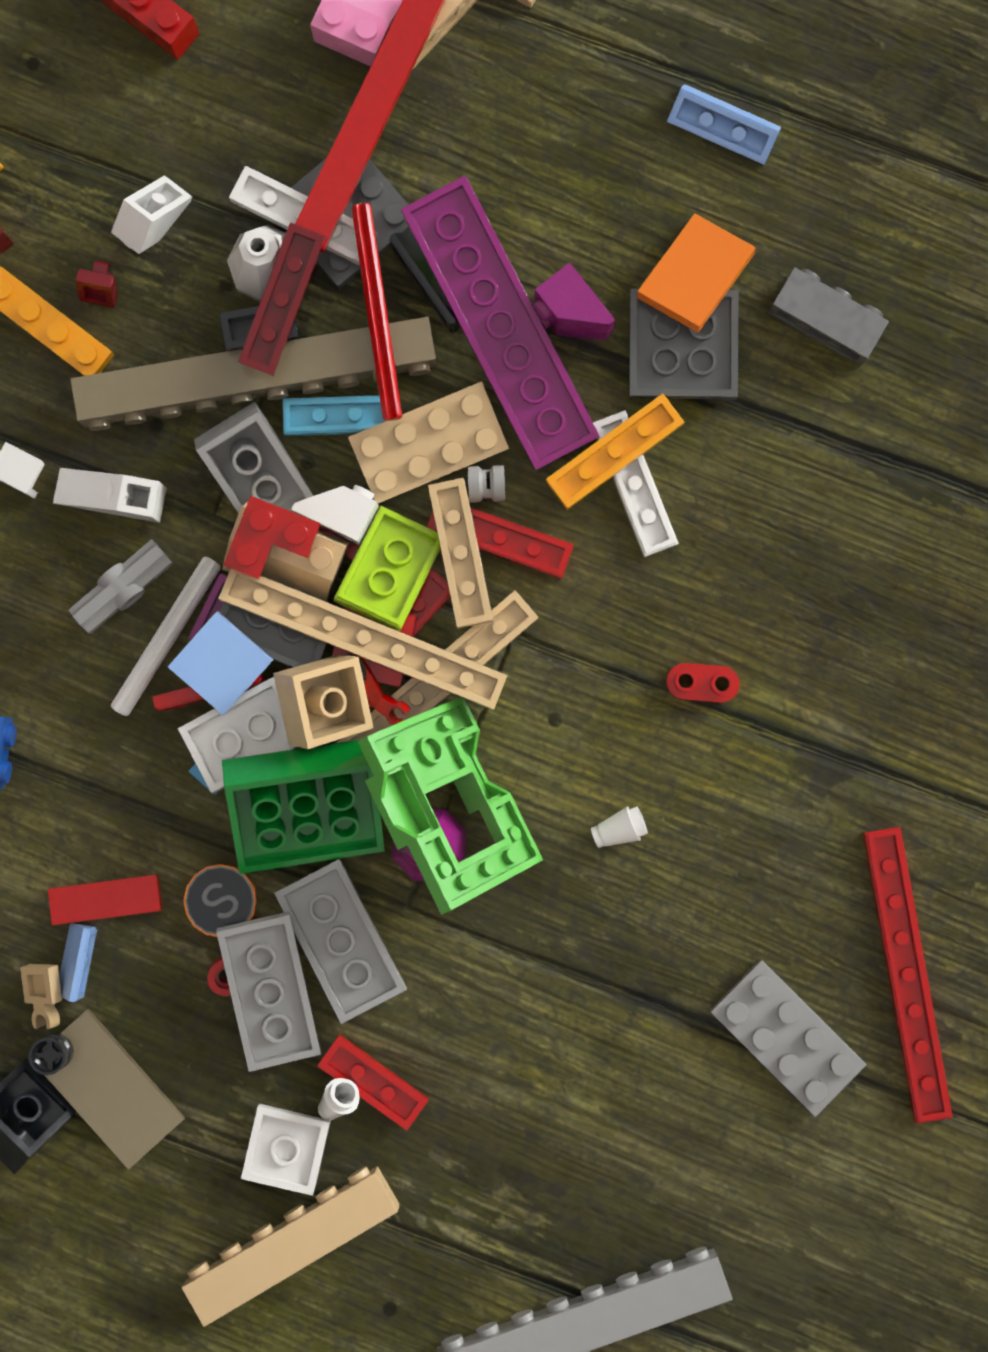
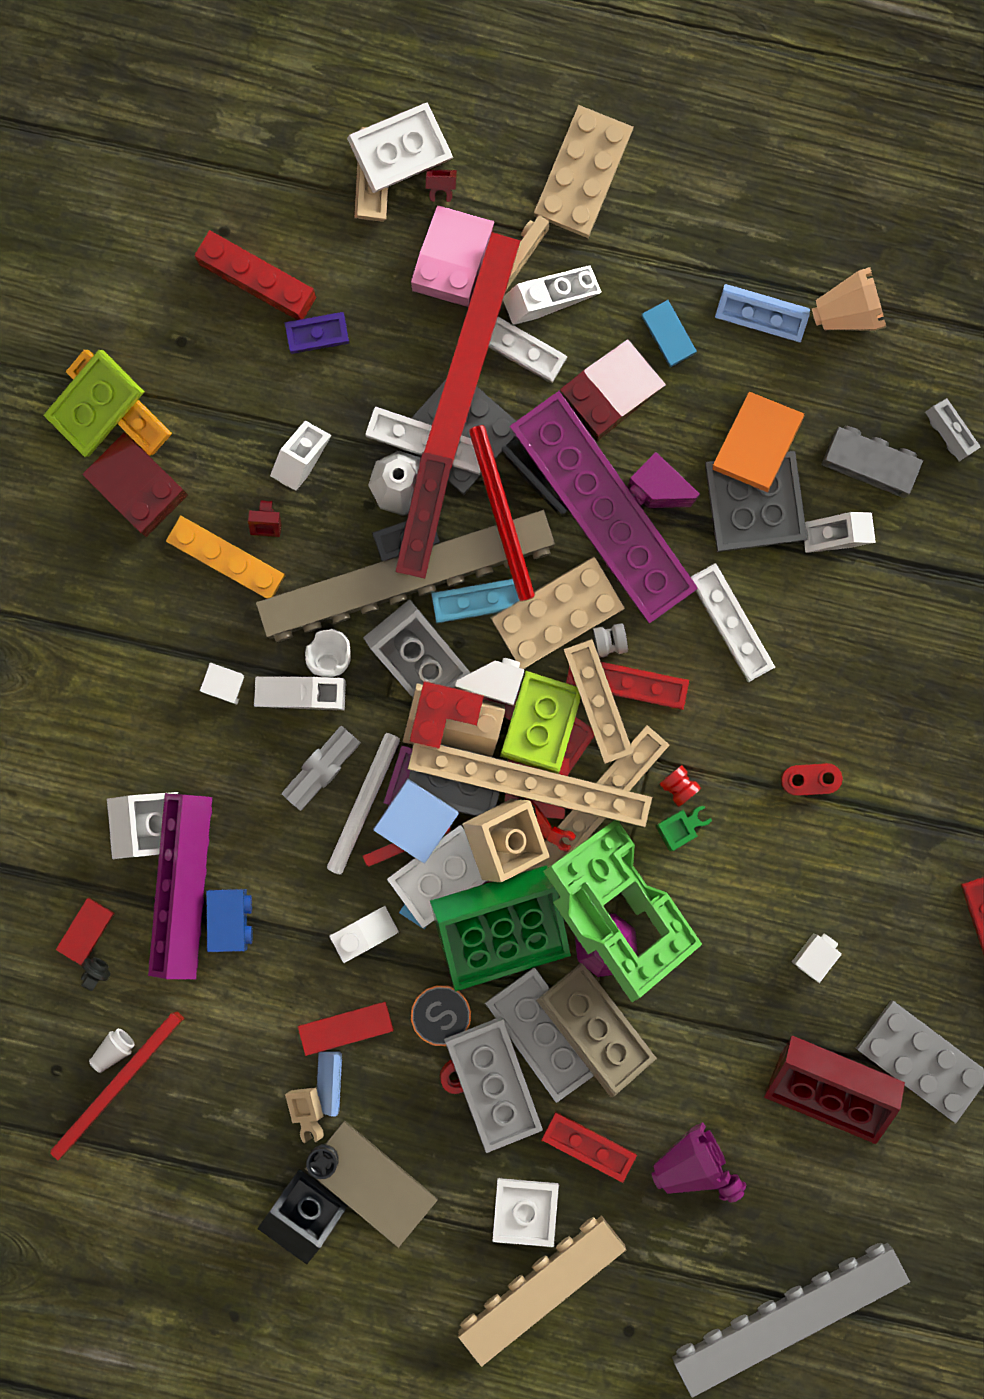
camera: 10 degrees left, 0 degrees up
(141, 790) = (364, 934): none -> white slope
(149, 452) = (328, 654): none -> white hair
(192, 73) = (317, 333): none -> dark purple plate
(338, 1099) = (564, 1164): white cone -> none
(402, 943) = (596, 1029): none -> dark tan tile
(436, 128) = (526, 350): none -> white tile
(469, 66) = (549, 294): none -> white slope
(492, 1120) = (691, 1164): none -> magenta cone
(530, 188) = (611, 389): none -> slope
(536, 718) = (679, 828): none -> green plate
(536, 1156) = (733, 1190): none -> magenta plate
(544, 667) = (680, 786): none -> red wheel
(609, 132) = (668, 333): none -> dark azure tile
(614, 451) = (713, 599): light orange plate -> none
(620, 828) = (761, 909): white cone -> none
(677, 1056) = (835, 1090): none -> dark red slope
(678, 894) = (817, 956): none -> white brick
(778, 393) = (839, 532): none -> white slope
(830, 126) = (851, 305): none -> light nougat cone
(930, 291) = (952, 429): none -> light grey plate

